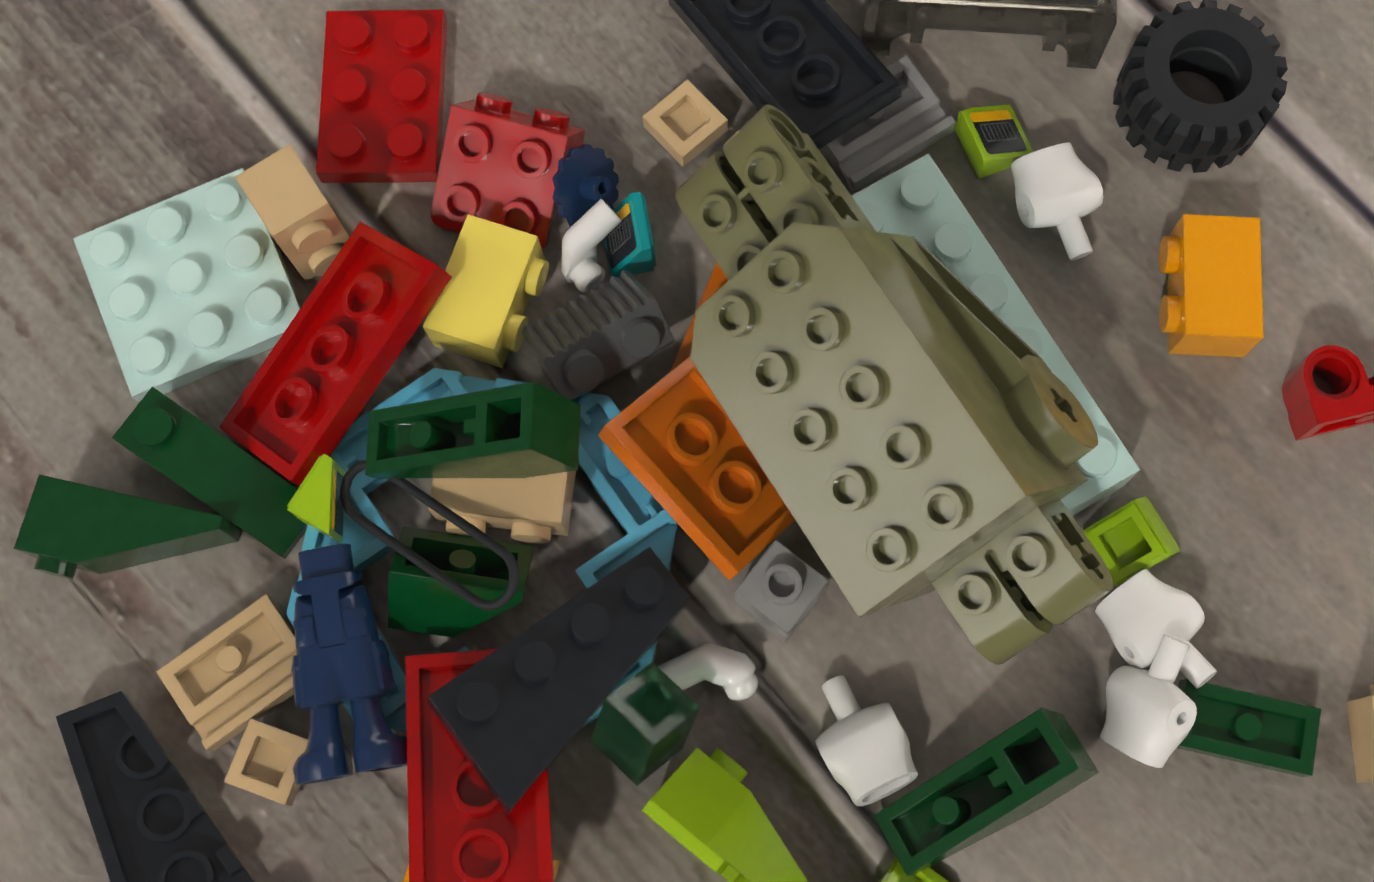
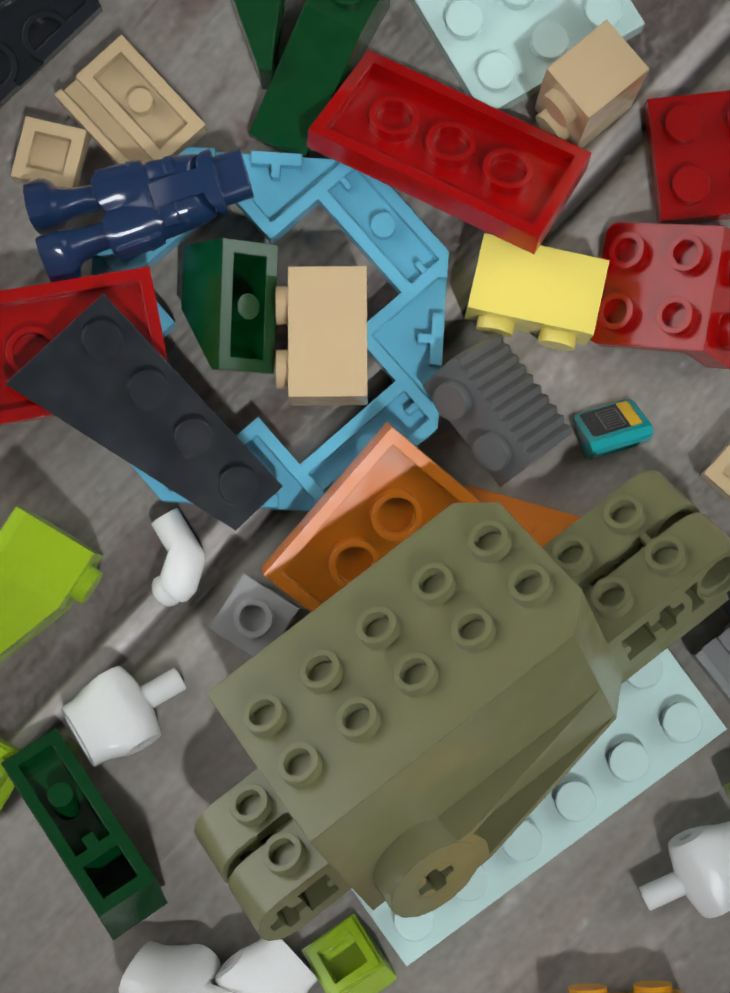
camera: 80 degrees right, 10 degrees up
(318, 499) = (293, 162): lime slope -> none
(419, 561) = (283, 283): black piece -> none
(476, 435) = (357, 301): dark green slope -> none
(581, 243) = (596, 380): white arm -> none
(584, 180) = (660, 377): dark blue piece -> none
(644, 723) = (114, 501): clear green brick -> none

